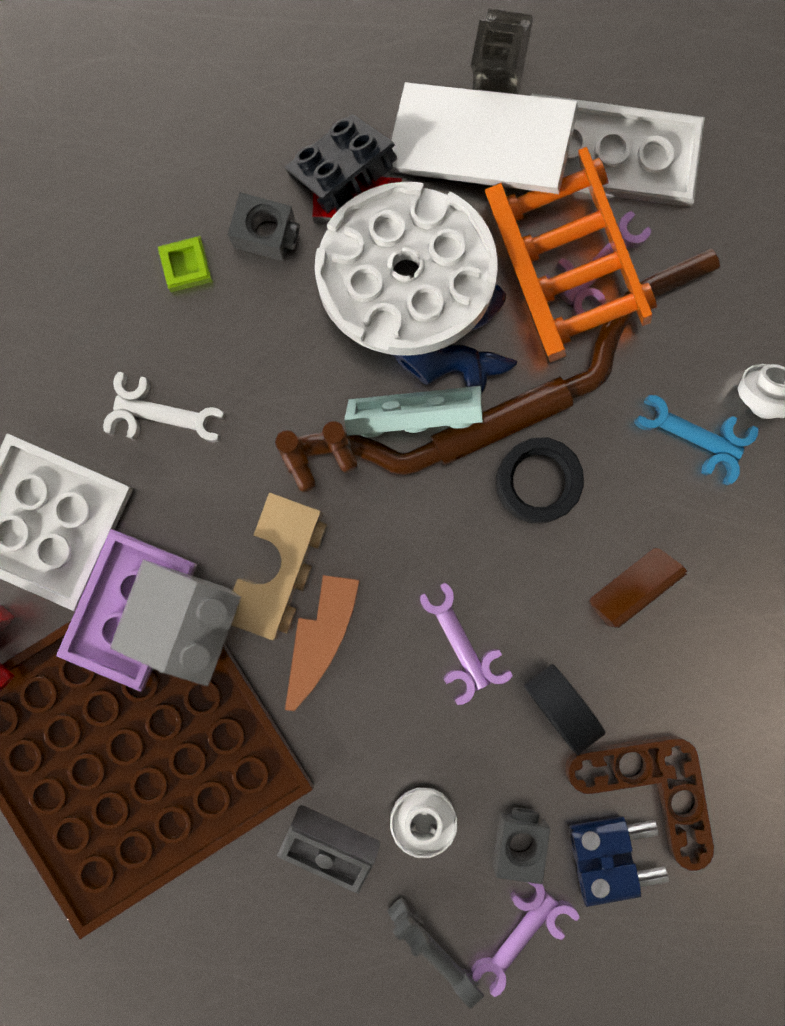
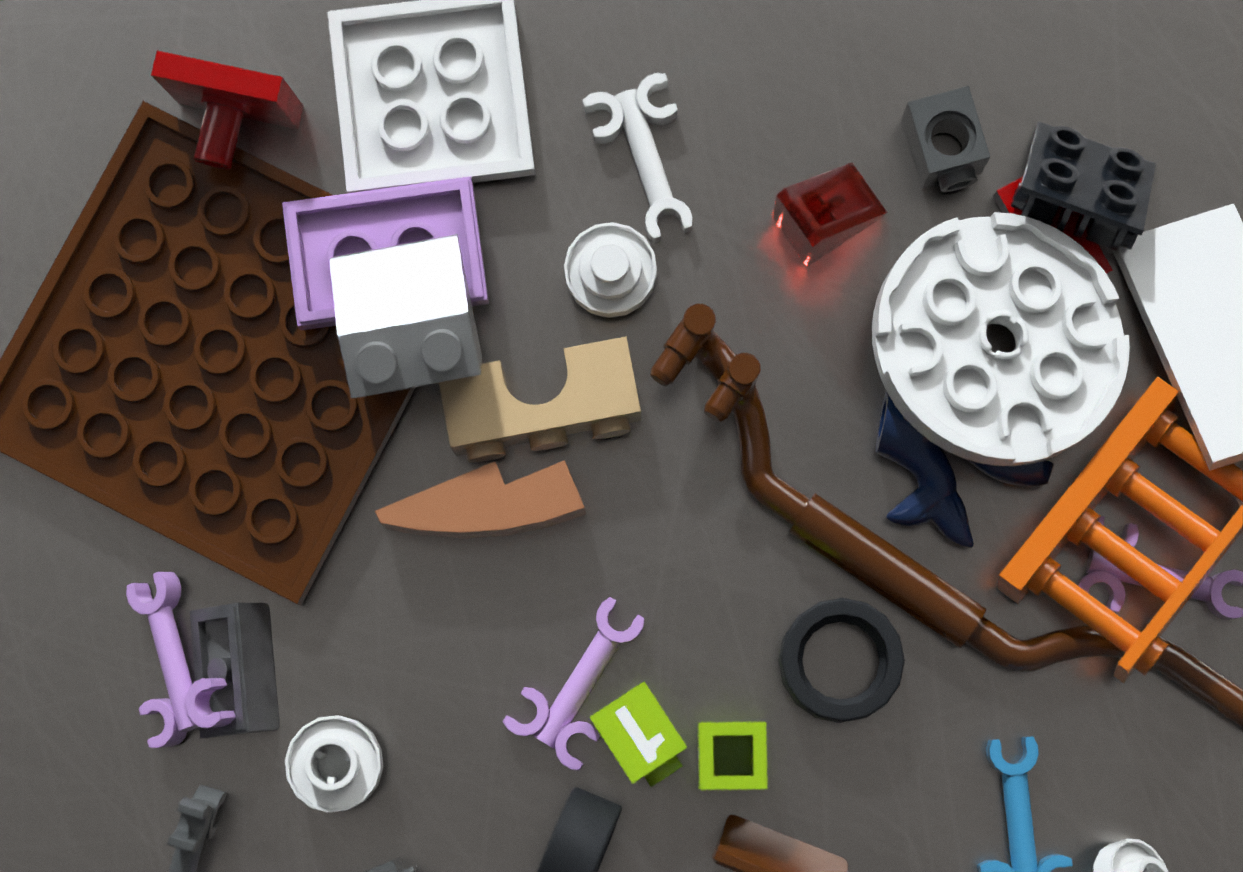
camera: 65 degrees right, 5 degrees down
(185, 264) = (844, 74): lime tile -> none
(220, 477) = (610, 269): none -> white plate
(263, 326) = (826, 211): none -> clear red slope
(333, 891) = (188, 702): none -> lavender bar
(414, 411) = (832, 454): light aqua plate -> none
(514, 627) = (640, 735): none -> lime brick
(560, 579) = (732, 755): none -> lime brick

